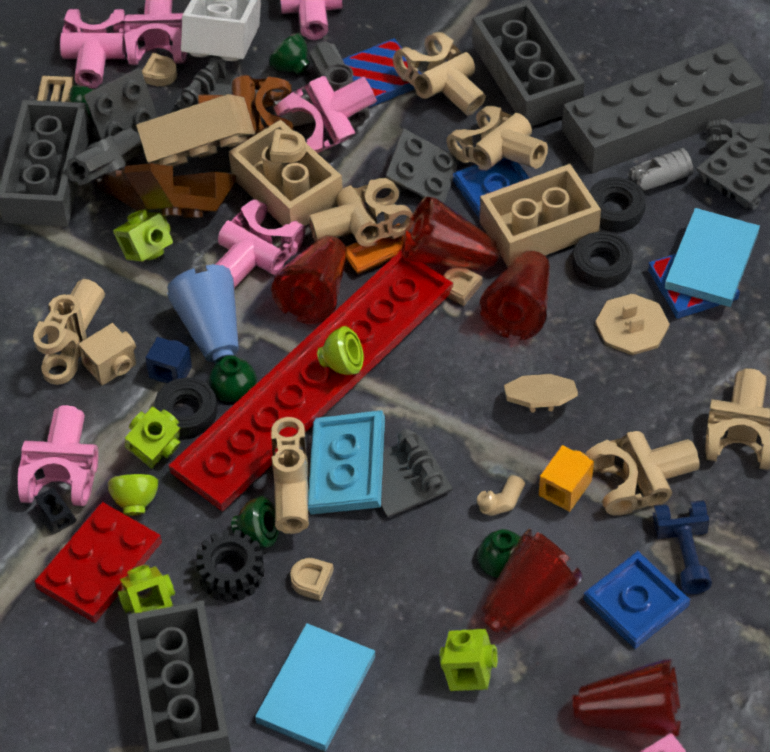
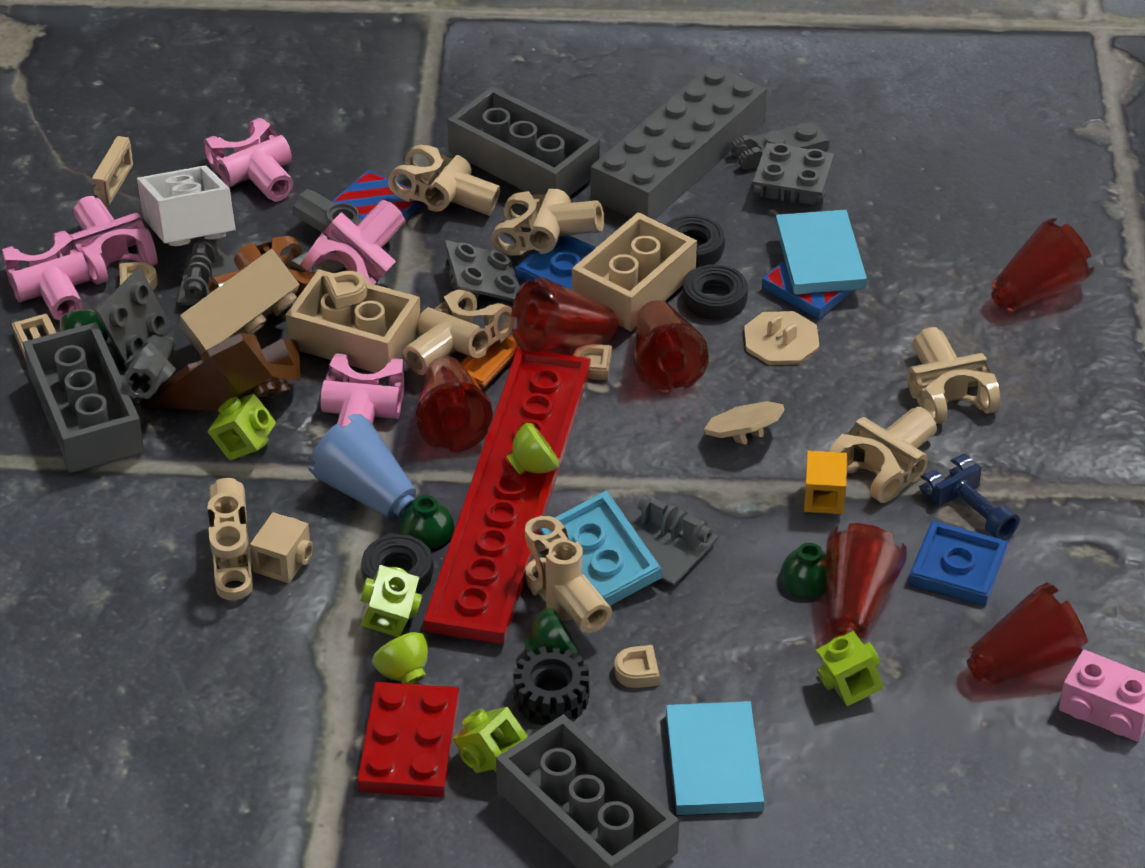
camera: 30 degrees left, 10 degrees down
(43, 508) = (328, 710): black piece -> none
(60, 459) = (300, 660): bright pink connector -> none
(168, 360) = (351, 530): dark blue plate -> none
(291, 55) = (273, 218): dark green brick -> none
(494, 504) = (774, 528): tan arm -> none
(662, 169) = (718, 195): light grey hinge -> none

